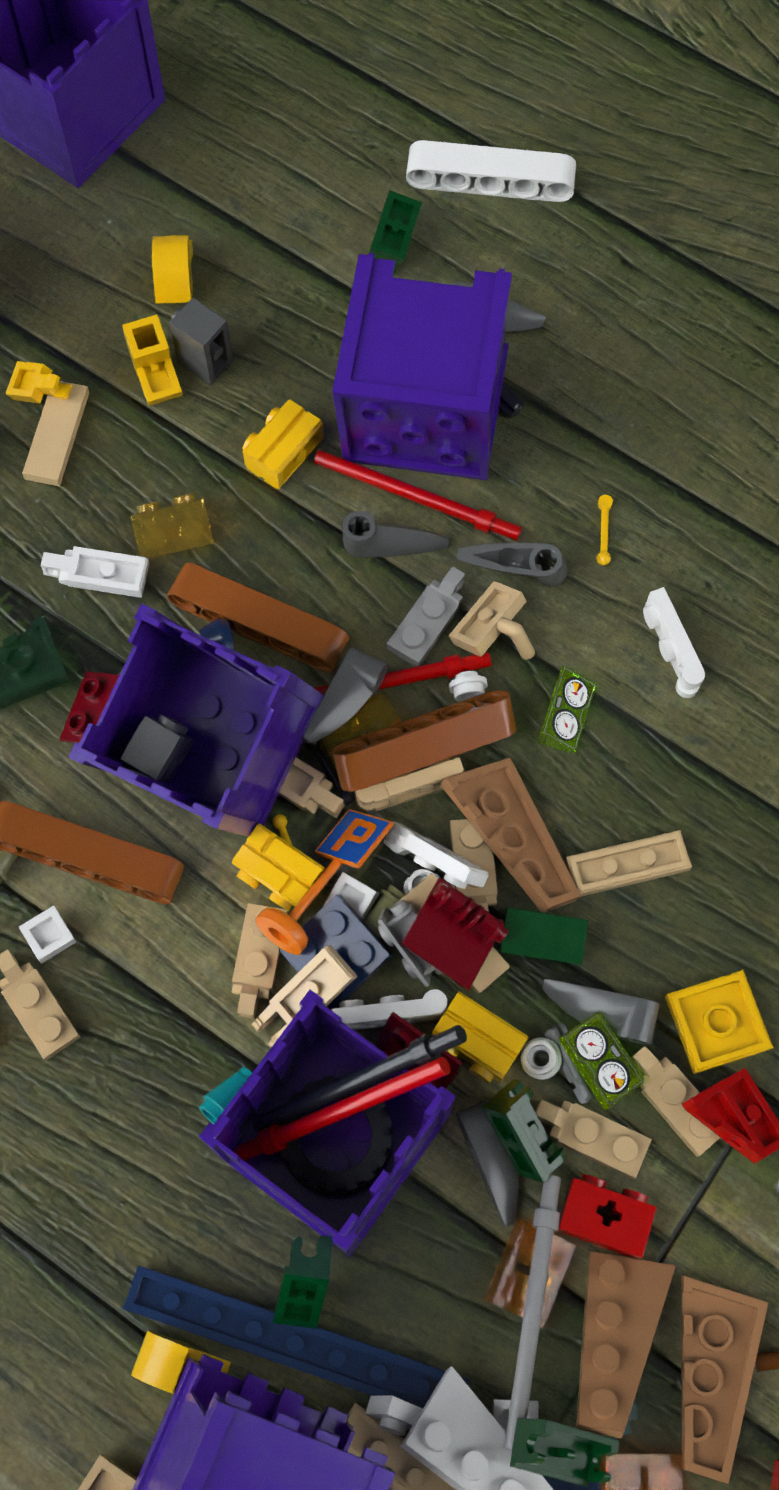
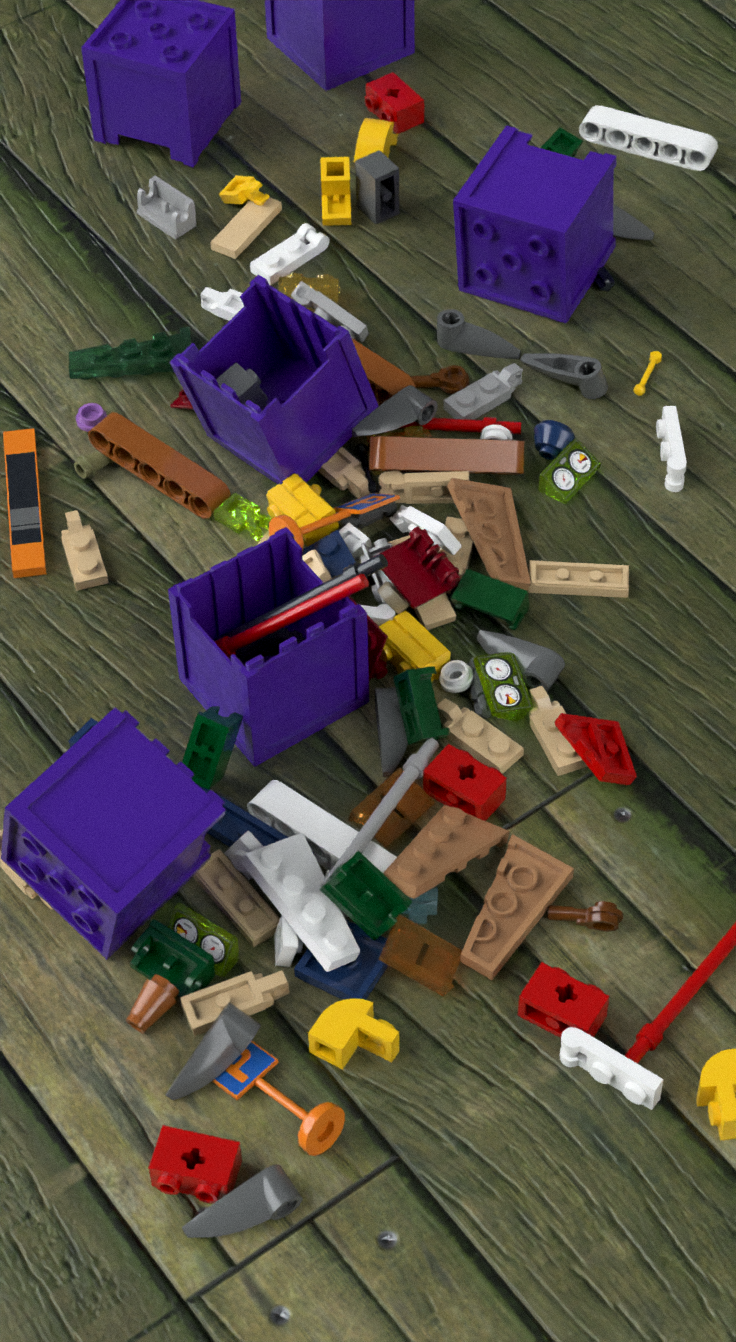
camera: 20 degrees right, 20 degrees down
(47, 934) = (110, 511): white plate -> none
(124, 465) = (290, 254): none -> white plate
(172, 193) = (394, 102): none -> red brick
(206, 891) = (242, 514): none -> clear neon green plate
(207, 553) = (329, 311): none -> light grey hinge
(282, 443) = (415, 264): yellow brick -> none
(385, 609) = (448, 379): none -> reddish brown plate
(438, 984) = (393, 597): none -> dark tan tile
(471, 1349) = (325, 834): none -> white beam
(483, 520) = (551, 344): red bar -> none
(489, 619) = (539, 397): tan plate -> none
(535, 672) = (552, 438): none -> dark blue cone
(718, 1022) = (611, 692): yellow tile -> none

